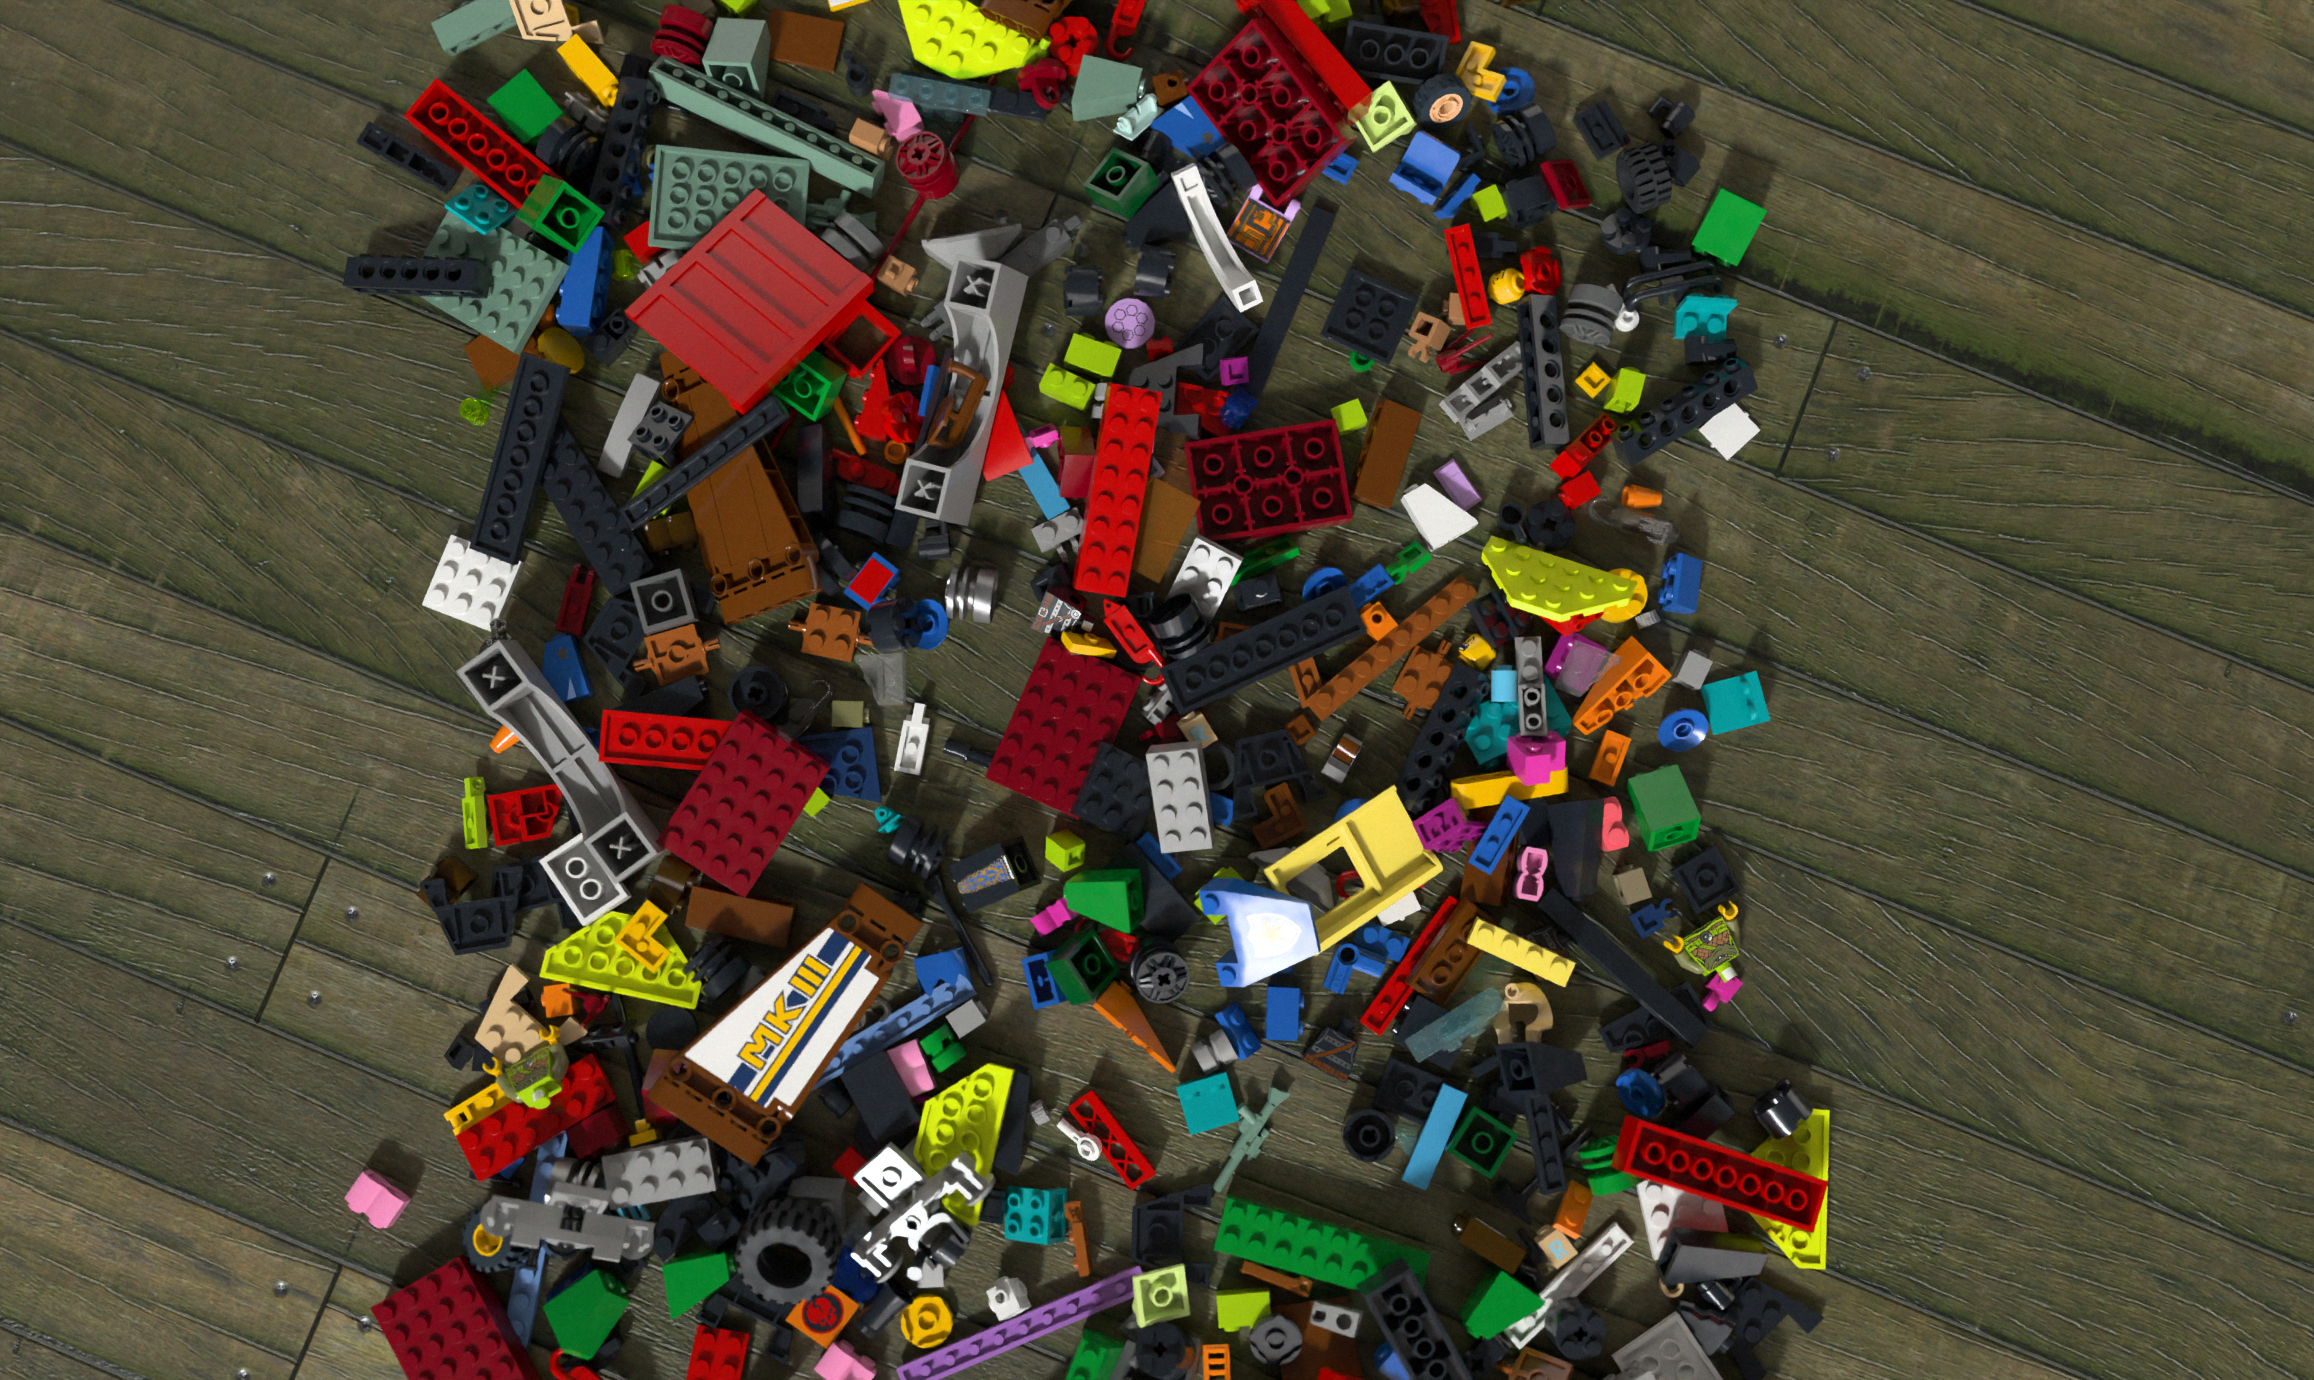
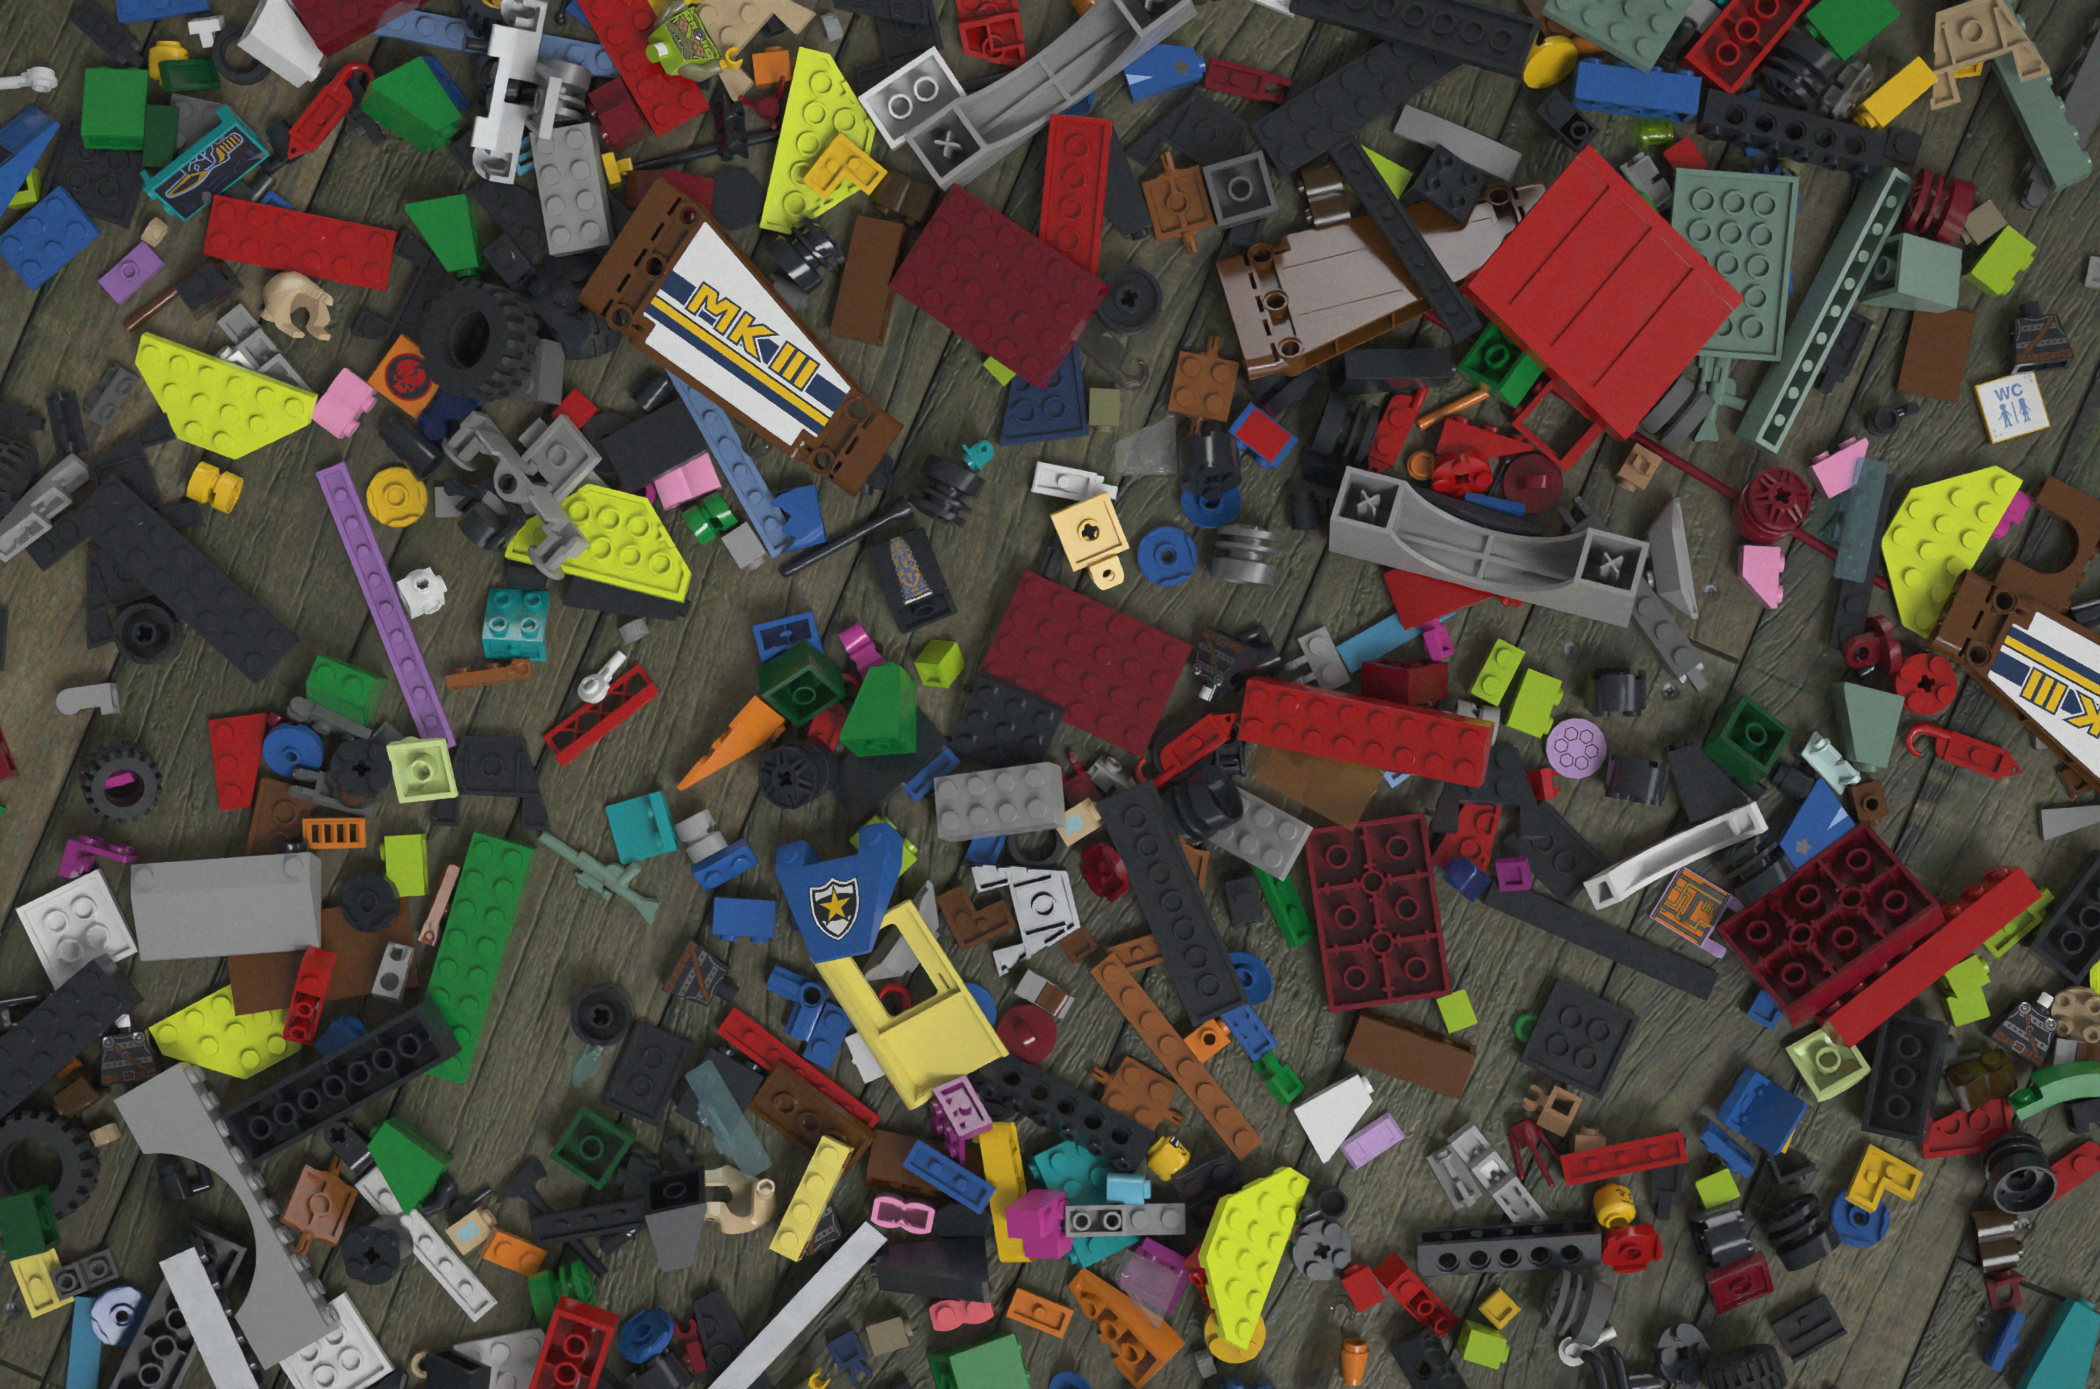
camera: 95 degrees right, 5 degrees up
(525, 950) = (831, 26): none -> light grey axle
(560, 213) = (1712, 63): green slope -> none
(871, 139) = (1804, 437): medium nougat brick -> none
(966, 410) = (1469, 527): reddish brown piece -> none
(970, 717) = (1095, 553): none -> yellow plate
(971, 647) = (1167, 539): none -> blue plate
(982, 176) = (1759, 572): none -> bright pink slope
(1037, 52) = (1910, 639): lime plant -> none
(1088, 644) = (1182, 694): yellow plate -> none
(1238, 708) = (1104, 871): none -> dark red tile
(1374, 771) = (1028, 1032): none -> dark red tile
(1434, 1136) = (599, 1092): dark azure tile -> none
(1442, 101) = (1843, 1134): black wheel -> none
(1487, 1241) = (478, 1150): dark brown brick -> none

